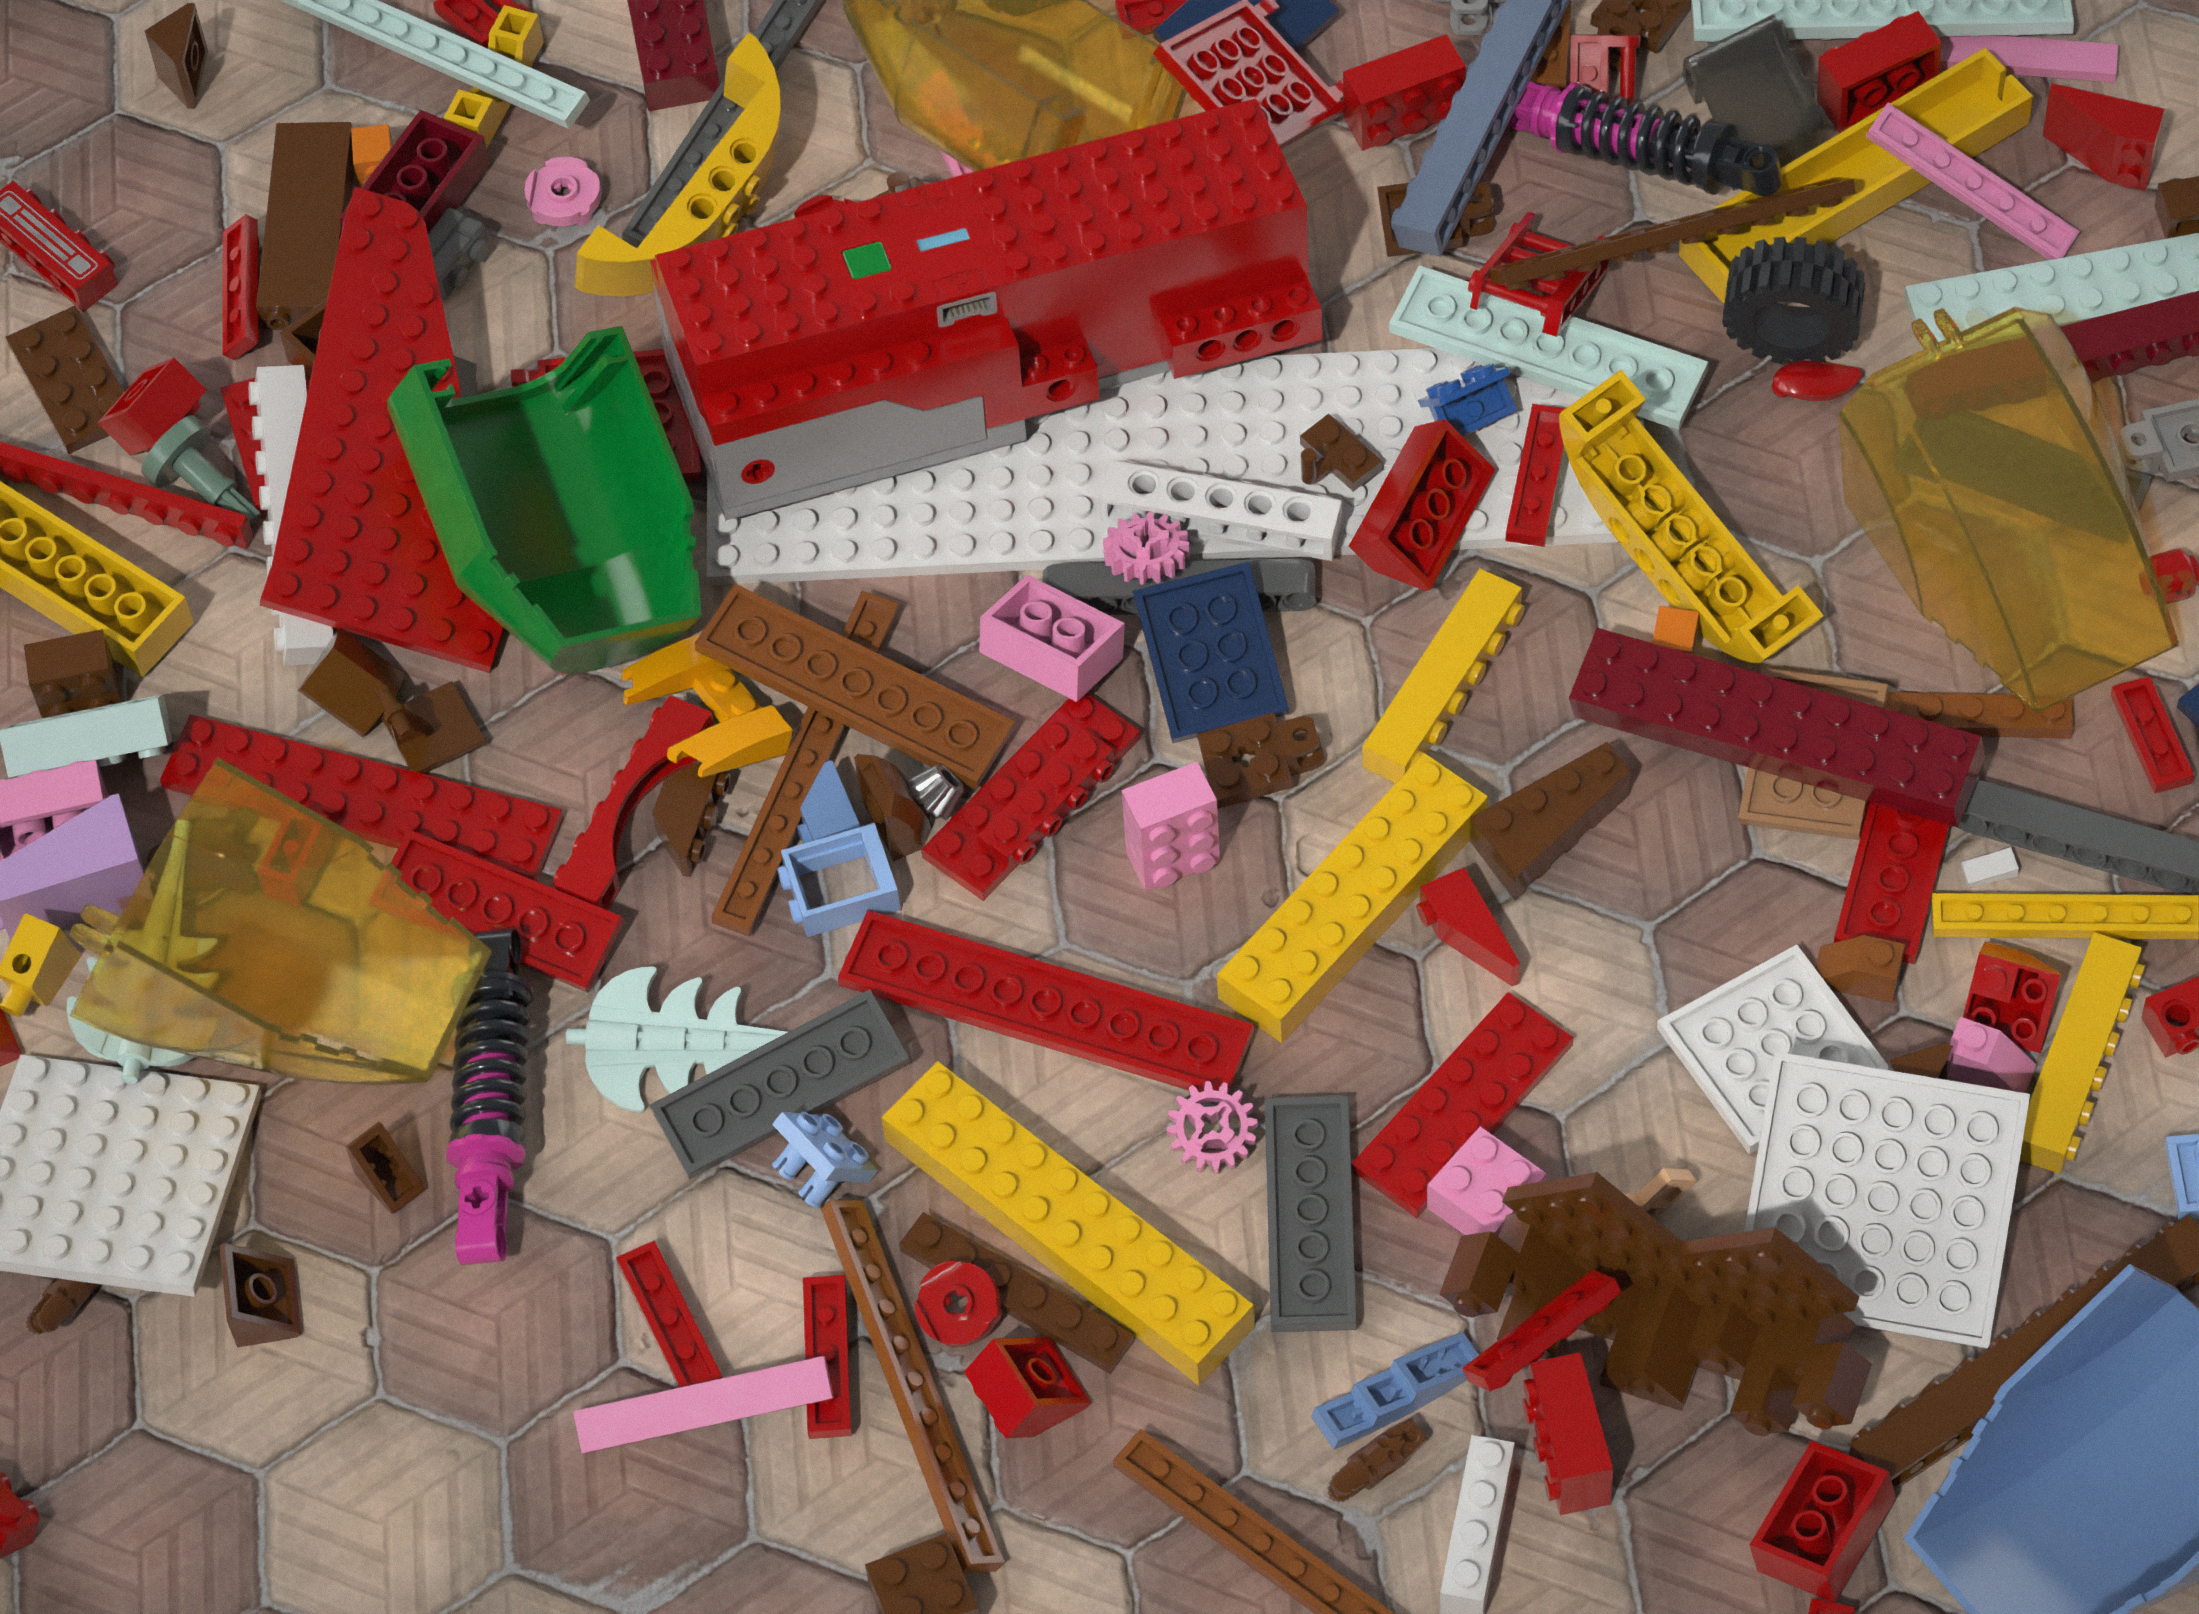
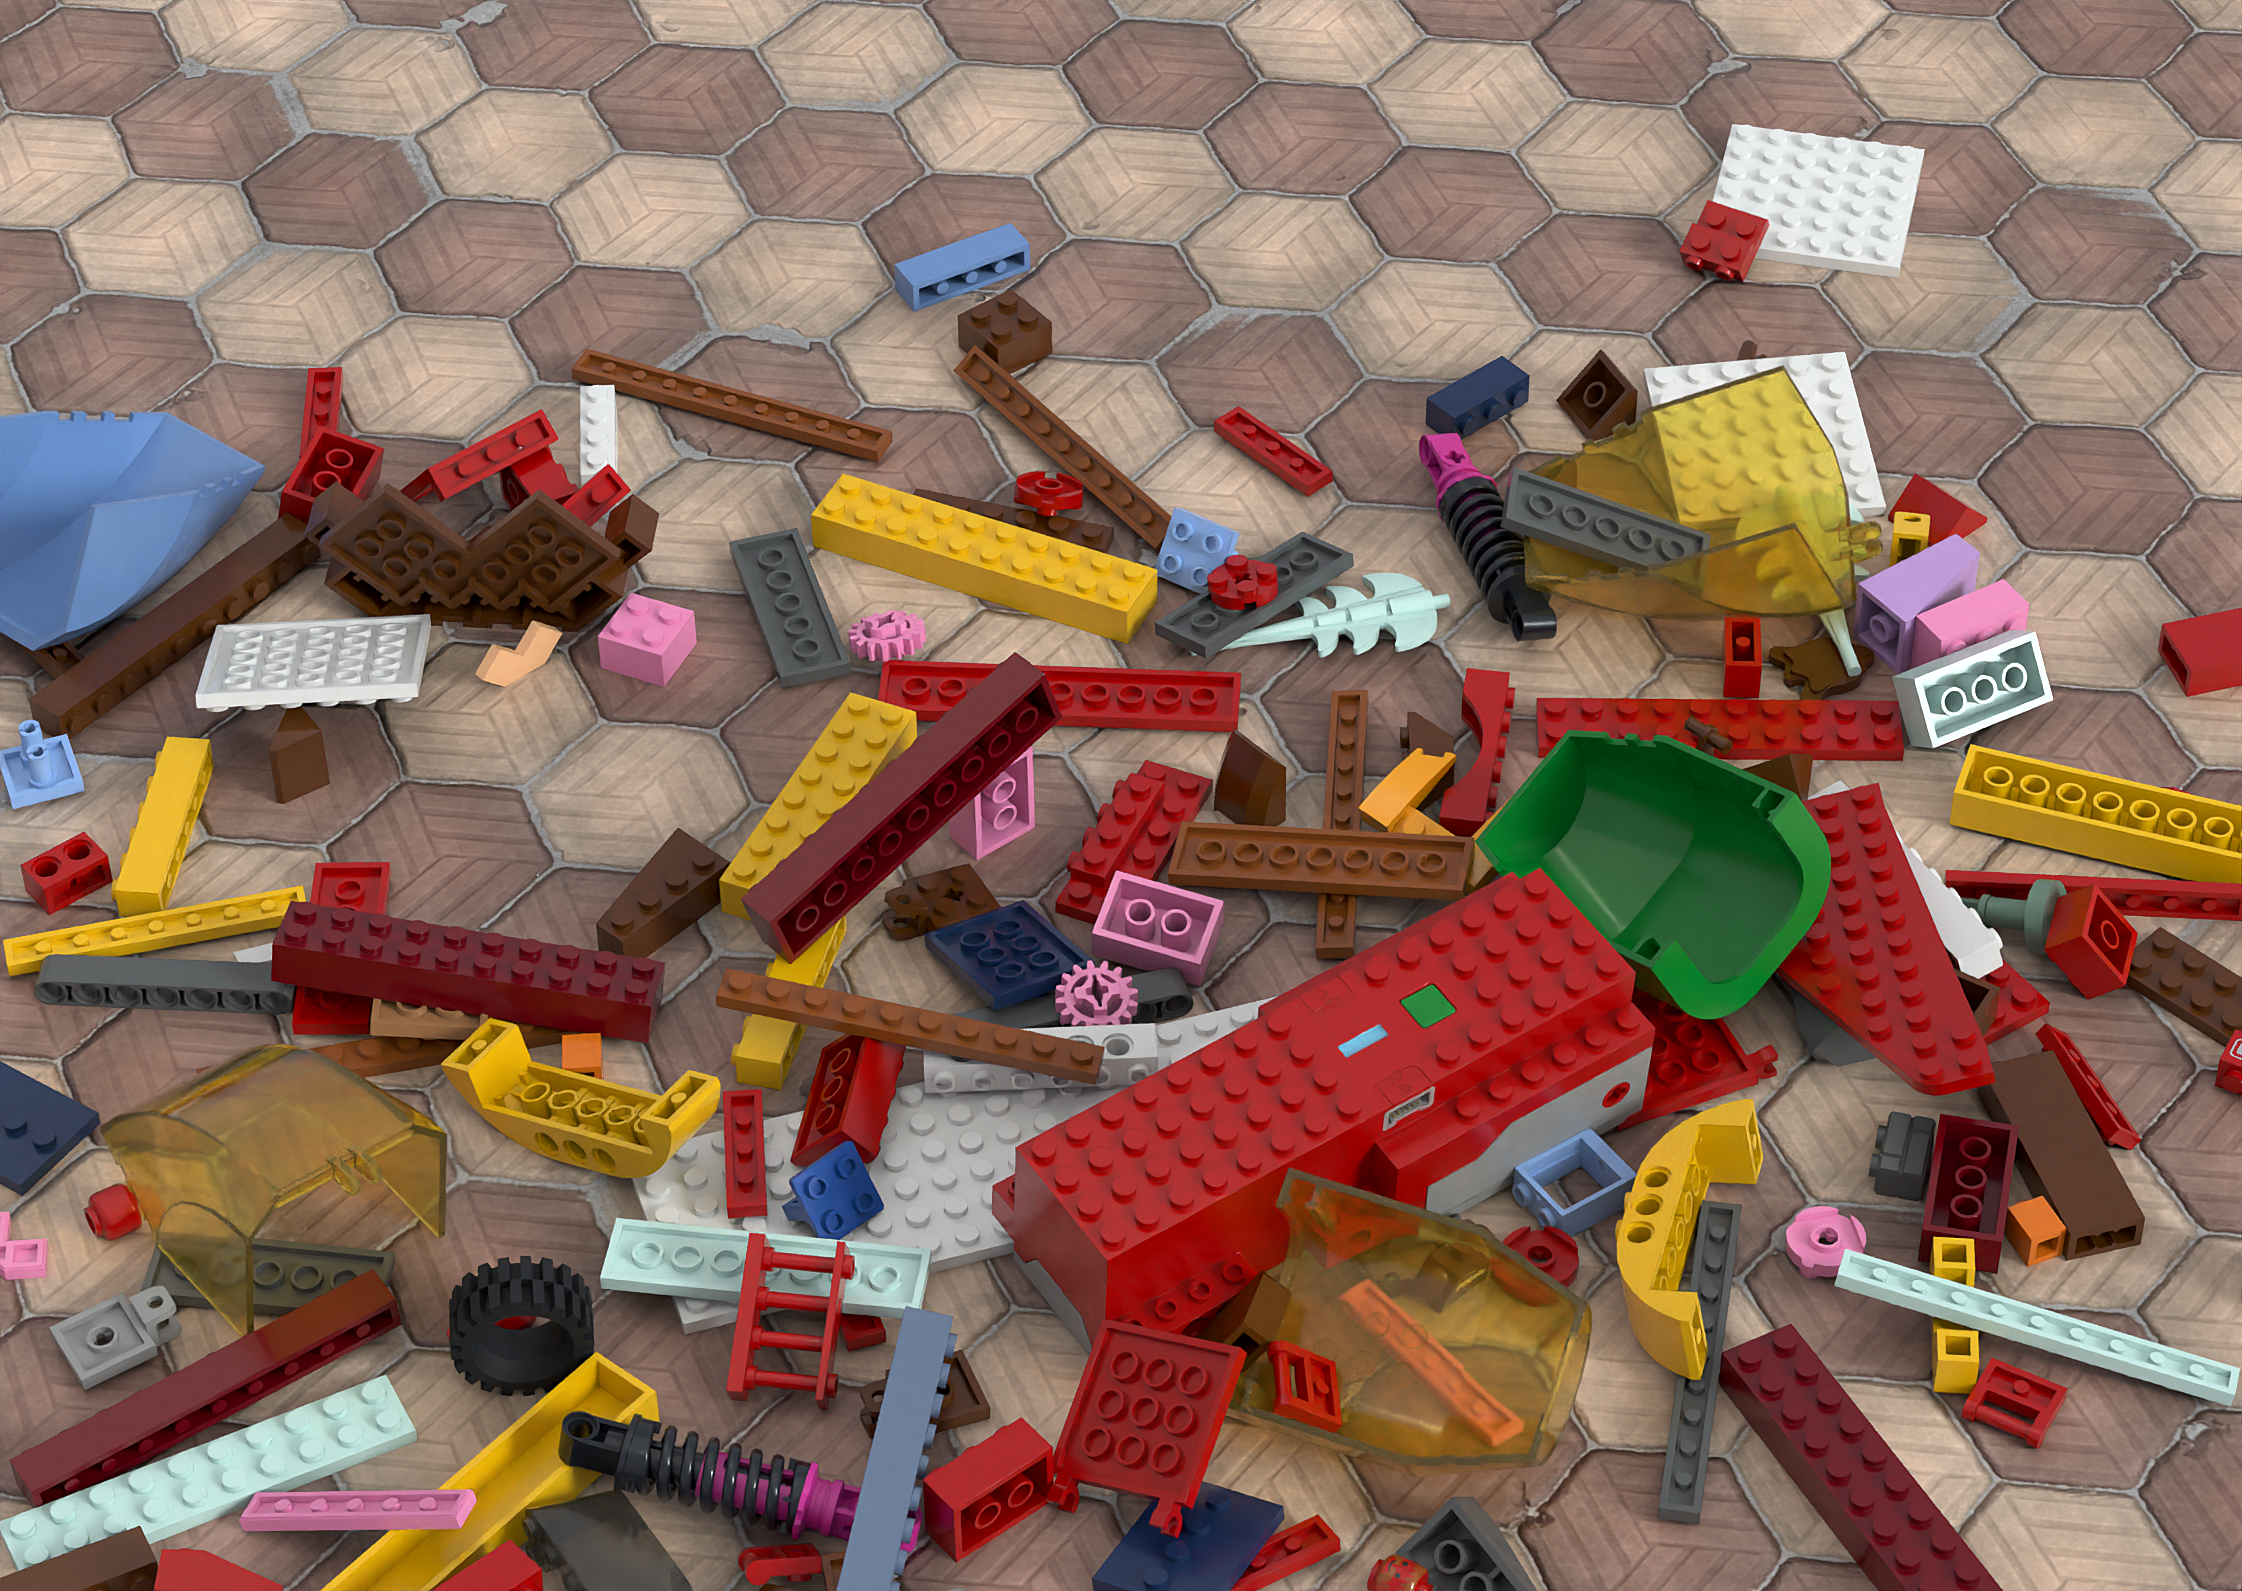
camera: 160 degrees right, 15 degrees down
(72, 673) = (2019, 722): reddish brown brick -> none
(371, 999) = (1594, 524): none -> dark grey plate
(397, 1335) = (1478, 398): none -> dark blue brick
(556, 931) = (1555, 663): red plate -> none
(703, 1404) = (1218, 399): bright pink tile -> none
(792, 1053) = (1243, 582): none -> red plate
(826, 807) = (1305, 783): medium blue slope -> none
(828, 1336) = (1140, 452): red plate -> none
(830, 852) = (1270, 714): light blue window -> none
(937, 791) = (1216, 806): flat silver piece -> none
(1025, 1385) = (974, 461): red slope -> none
(1094, 99) = (1316, 1386): none -> red plate
(1281, 723) = (902, 807): none -> dark red brick
(1336, 452) = (948, 1142): reddish brown plate -> none
(1349, 514) = (910, 1026): none -> dark orange plate
(1376, 1461) = (689, 471): reddish brown hinge -> none
(1395, 1392) = (693, 513): medium blue slope -> none
(1466, 924) = (712, 812): red slope -> none
(1468, 1091) = (684, 707): red plate -> none
(1628, 1426) = (483, 458): none -> red window
(1659, 236) = (660, 1353): reddish brown plate -> none
(1735, 1029) = (429, 784): white plate -> none
(1862, 967) = (363, 842): dark orange slope -> none
(1988, 1058) = (245, 806): bright pink slope -> none
(2012, 994) = (231, 856): red slope -> none
(2152, 735) = (116, 1072): red plate -> none

